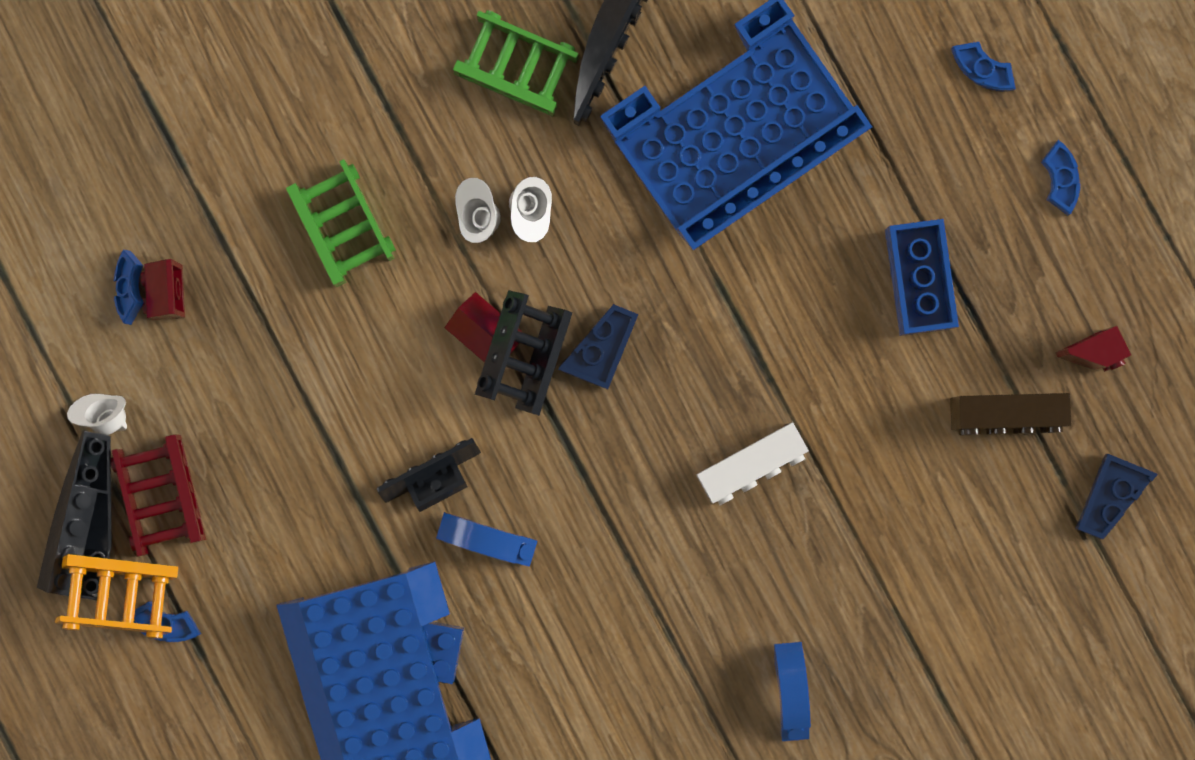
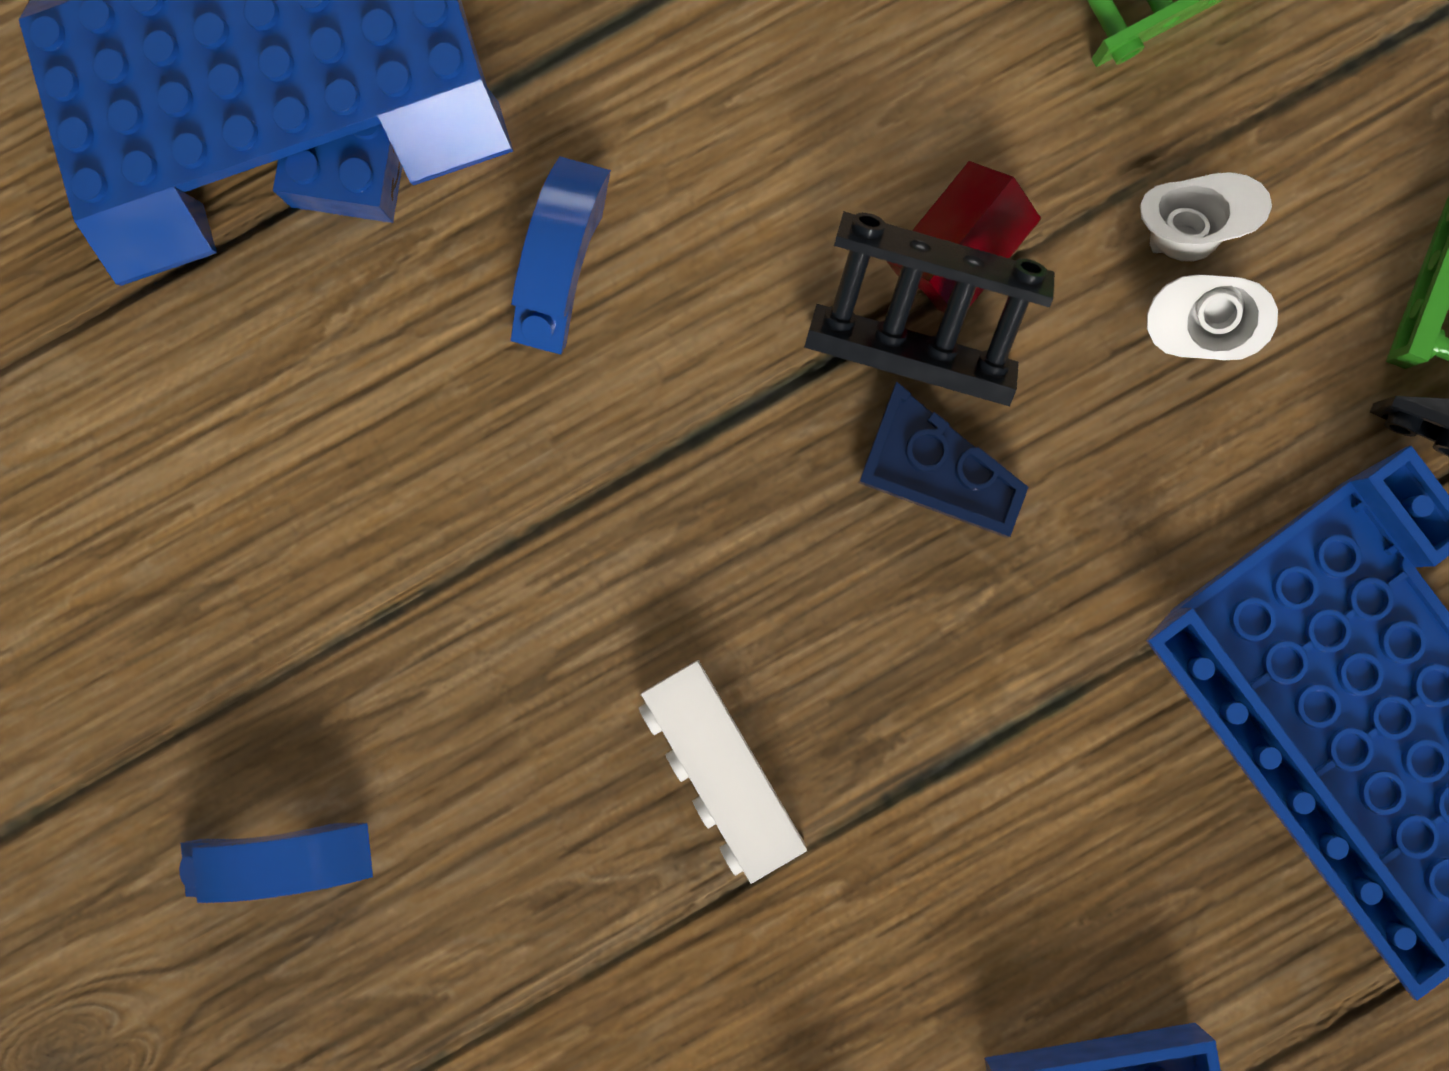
camera: 90 degrees right, 0 degrees up
(433, 479) = (674, 147): black bracket -> none

